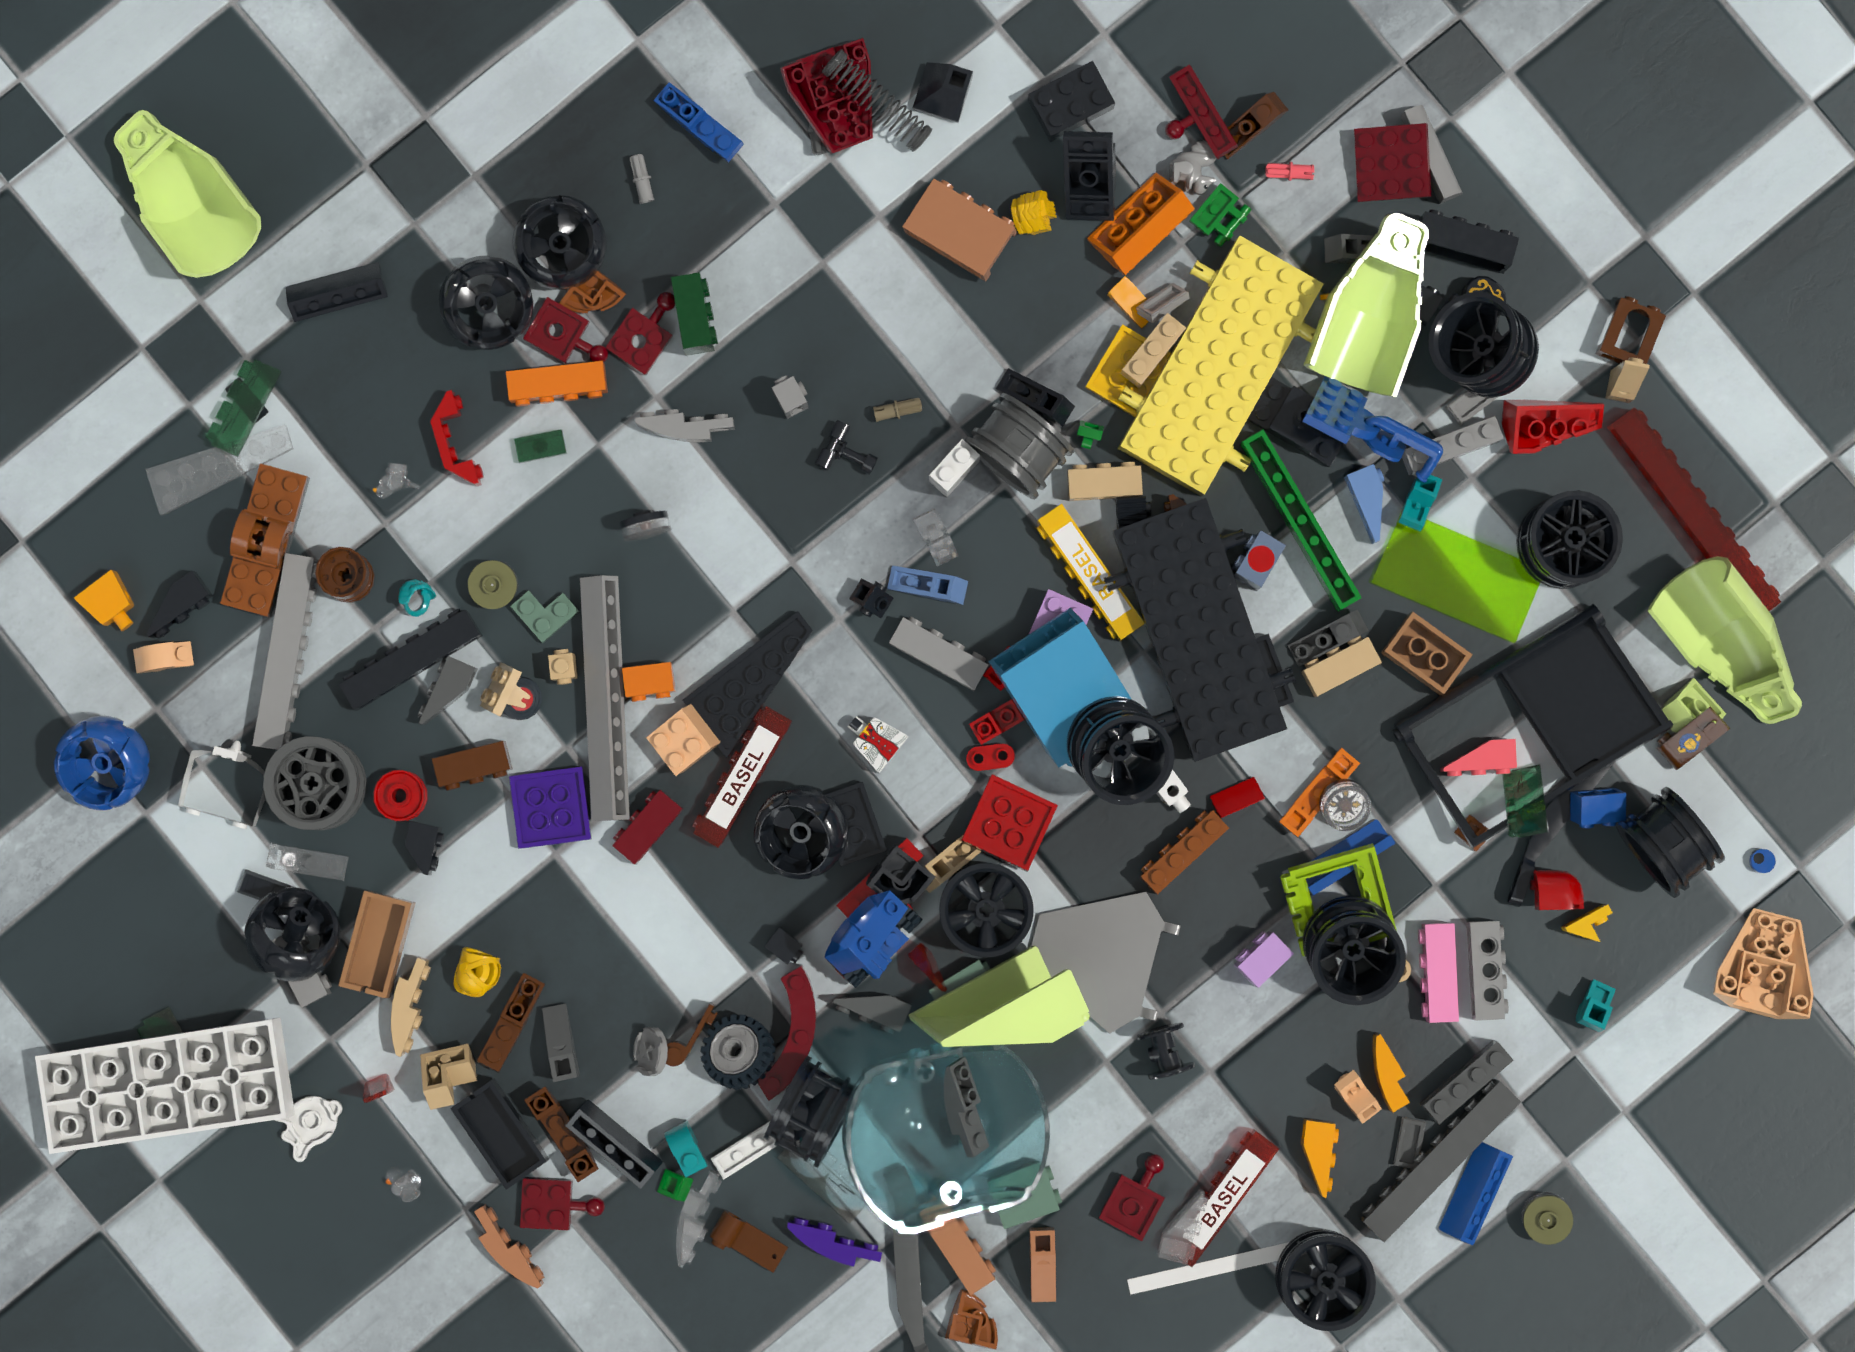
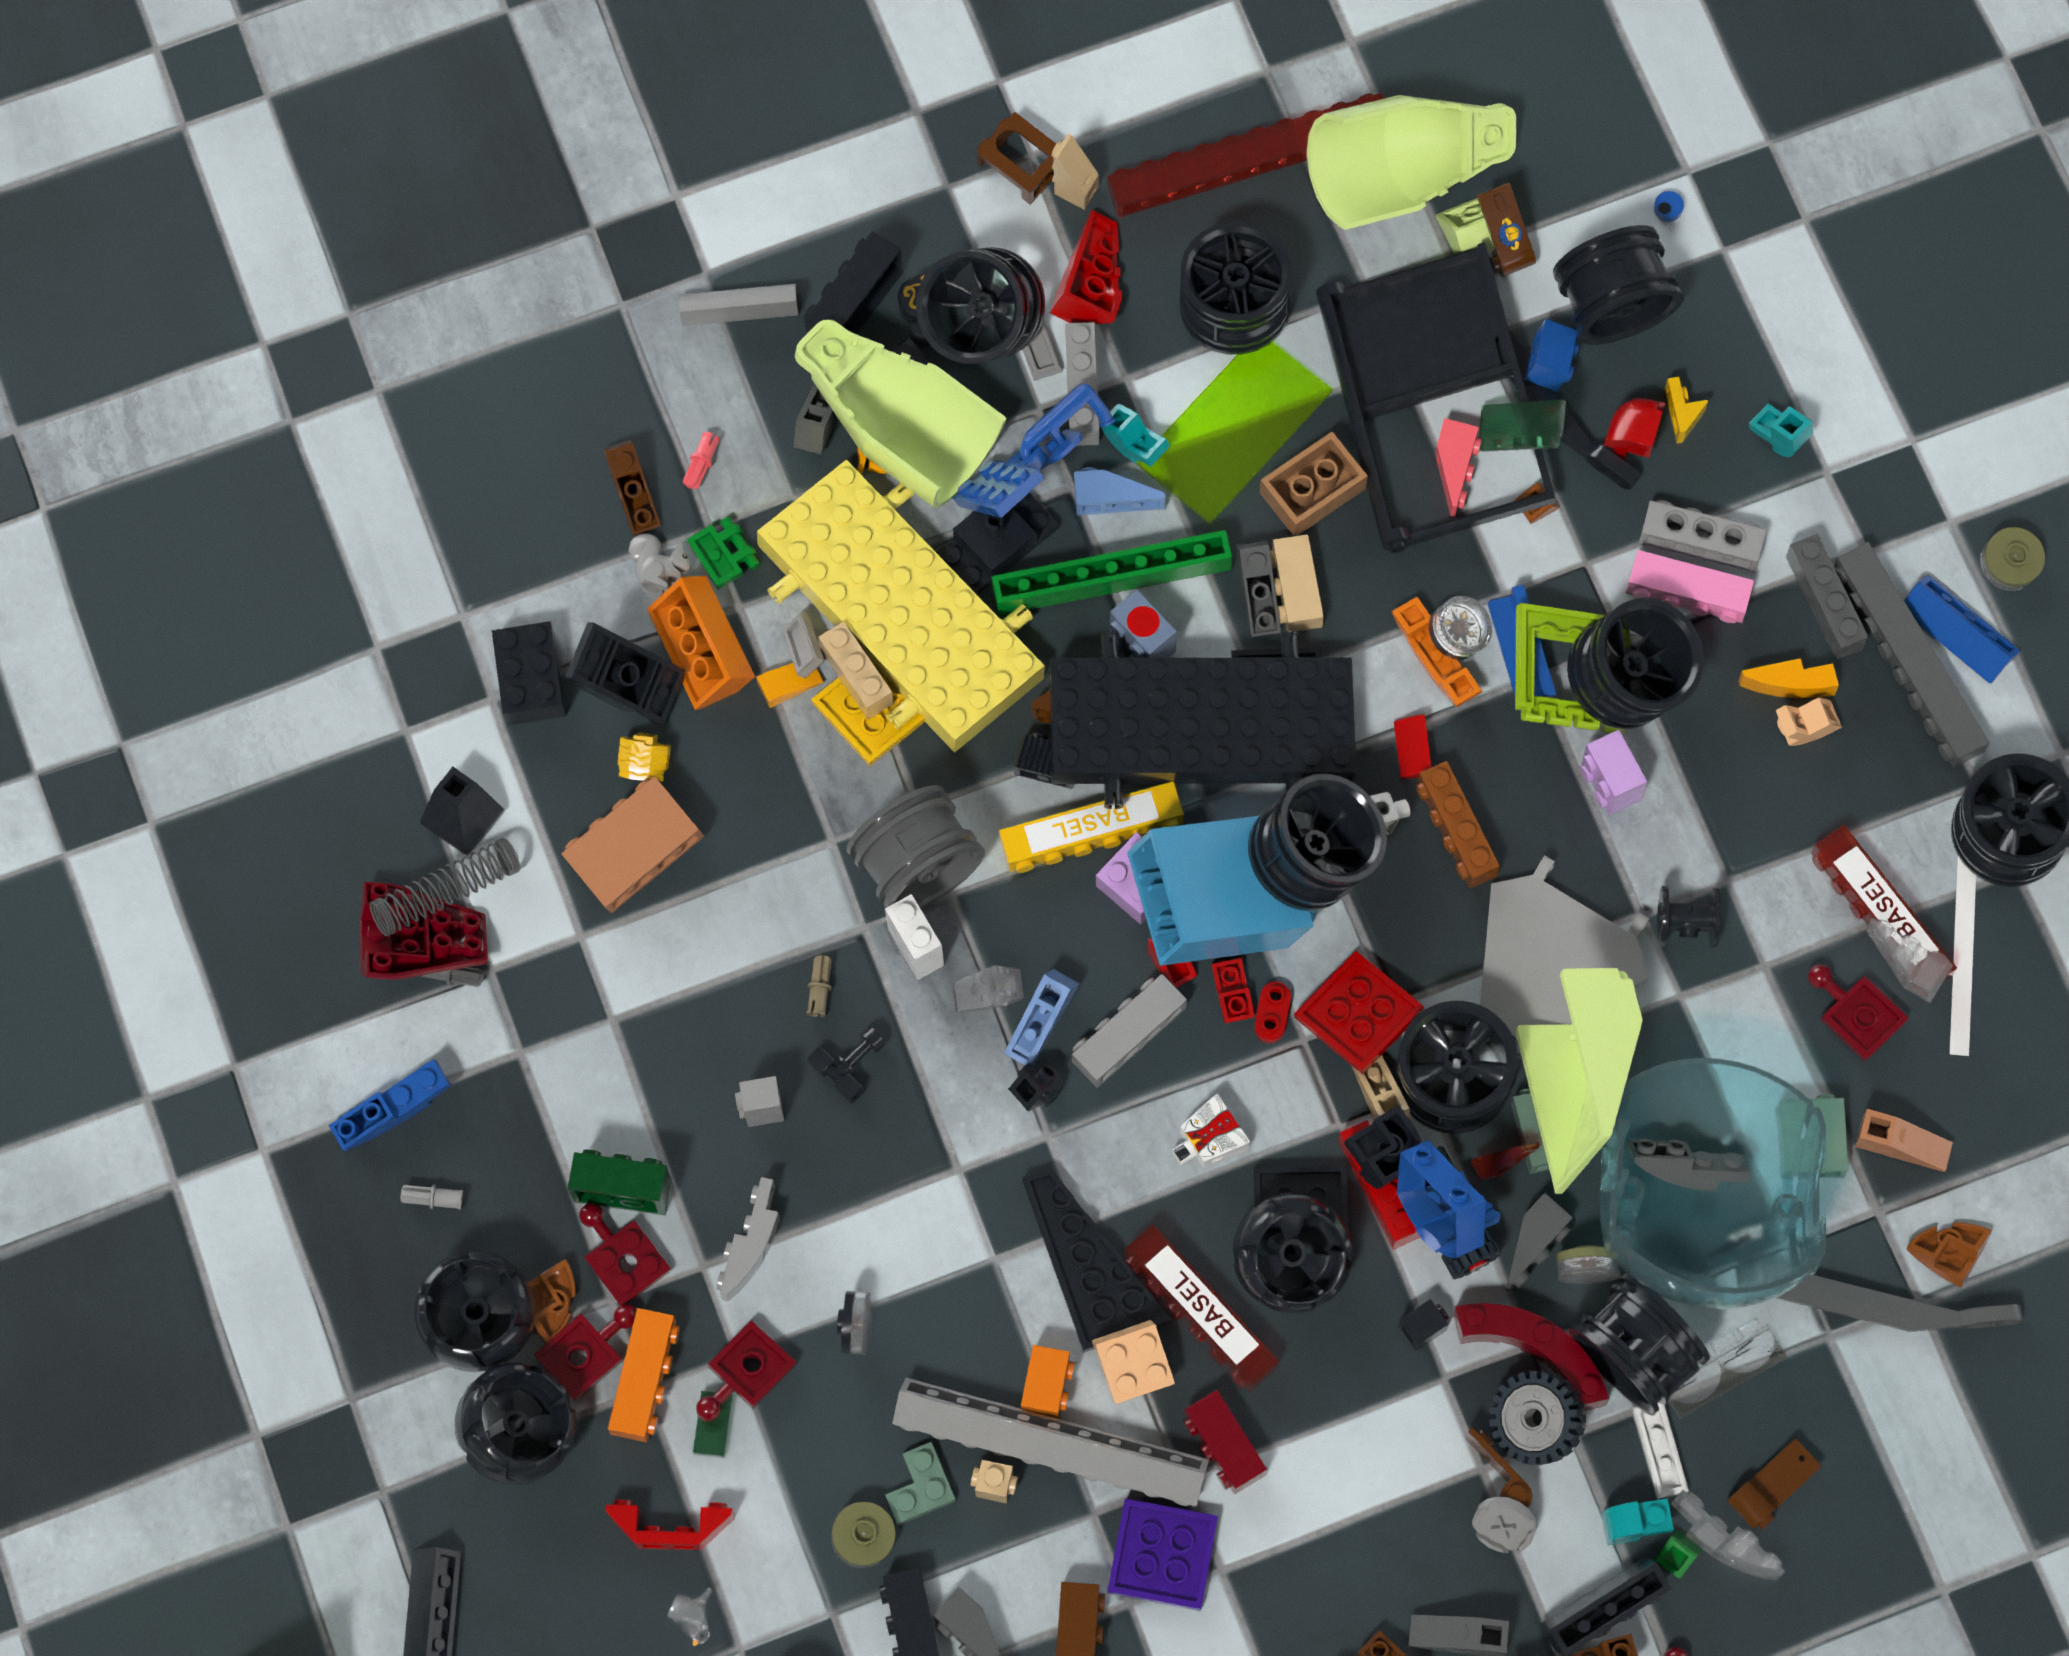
camera: 65 degrees left, 15 degrees down
(407, 590) = (835, 1640): teal piece -> none
(511, 694) = (1005, 1555): tan plate -> none
(584, 444) = (749, 1386): none -> dark red plate
(822, 1240) = (1800, 1390): dark purple slope -> none
(864, 1050) = (1587, 1265): none -> clear piece
(963, 1254) = (1868, 1231): nougat brick -> none
(1036, 397) = (835, 842): black slope -> none
(1089, 431) = (925, 775): green tile -> none
(1104, 481) = (989, 777): tan brick -> none
(1201, 112) = (597, 533): dark red plate -> none
(1318, 1145) = (1856, 785): light orange slope -> none
(1392, 162) = (733, 344): dark red plate -> none
(1409, 1142) = (1878, 684): dark grey tile -> none
(1767, 968) = (1795, 235): light nougat wedge -> none

